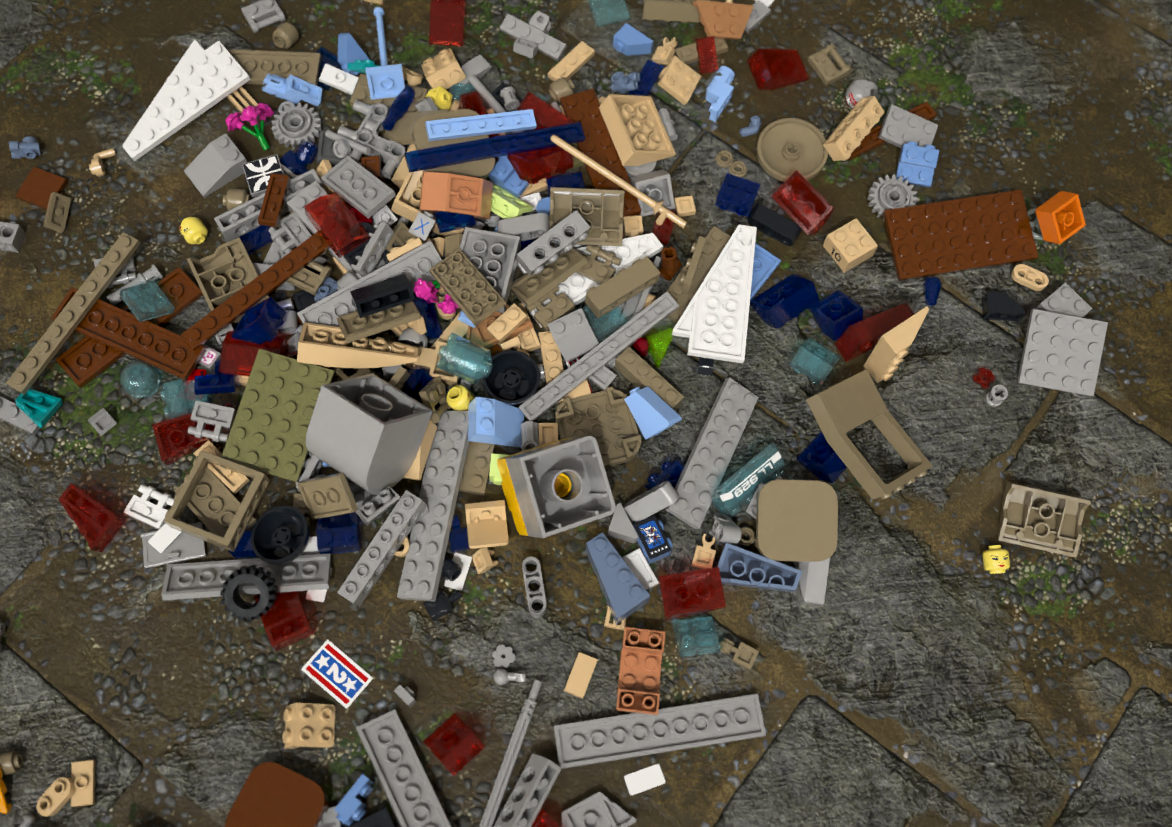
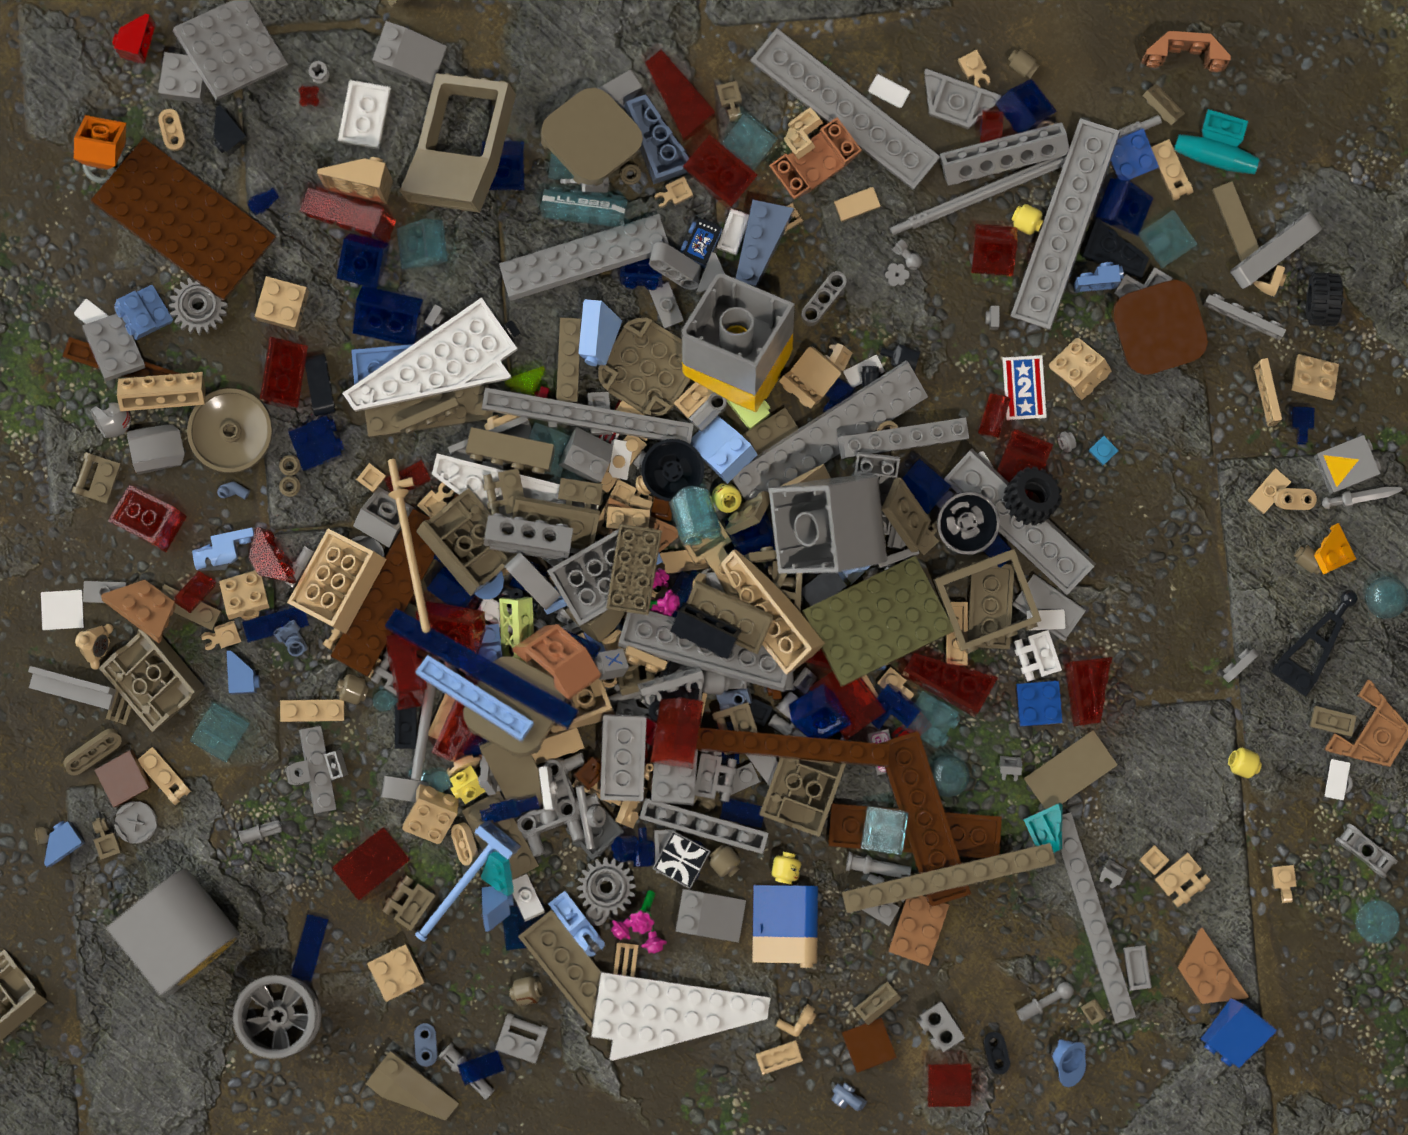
camera: 125 degrees left, 15 degrees up
(57, 458) = (1070, 771): none -> dark tan tile
(68, 270) = (918, 929): none -> medium nougat plate
(93, 133) = (779, 1057): none -> tan plate
(121, 479) = (1039, 703): none -> blue plate
(161, 203) = (785, 924): none -> door
(211, 414) = (927, 669): light grey plate -> none
(232, 397) = (896, 680): none -> tan plate
(236, 687) = (1103, 450): none -> dark azure plate
(268, 665) = (1067, 441): none -> light grey plate
(274, 200) = (701, 815): reddish brown plate -> none
(337, 630) = (994, 415): none -> clear red plate
(386, 133) = (549, 788): none -> white plate
(398, 20) = (413, 908): none -> dark tan plate
(451, 790) = (1027, 219): none -> light yellow head
(510, 98) = (408, 721): light grey bush -> none
(559, 363) = (619, 448): none -> white sticker
(628, 479) = (666, 306): none -> light grey plate
(666, 672) = (799, 129): none -> tan plate
(670, 263) = (445, 437): reddish brown piece -> none
(688, 108) = (268, 558): none -> clear red slope
(725, 529) = (643, 191): light grey piece -> none
(757, 327) = (435, 317): none -> light grey plate
(771, 616) = (683, 102): none -> clear red wedge
(820, 105) = (155, 448): none -> light grey slope
(940, 402) = (364, 114): none -> white tile
(942, 141) = (89, 312): none -> white sticker
(963, 463) = (408, 53): none -> light grey slope
(1115, 300) = (135, 39): none -> red slope

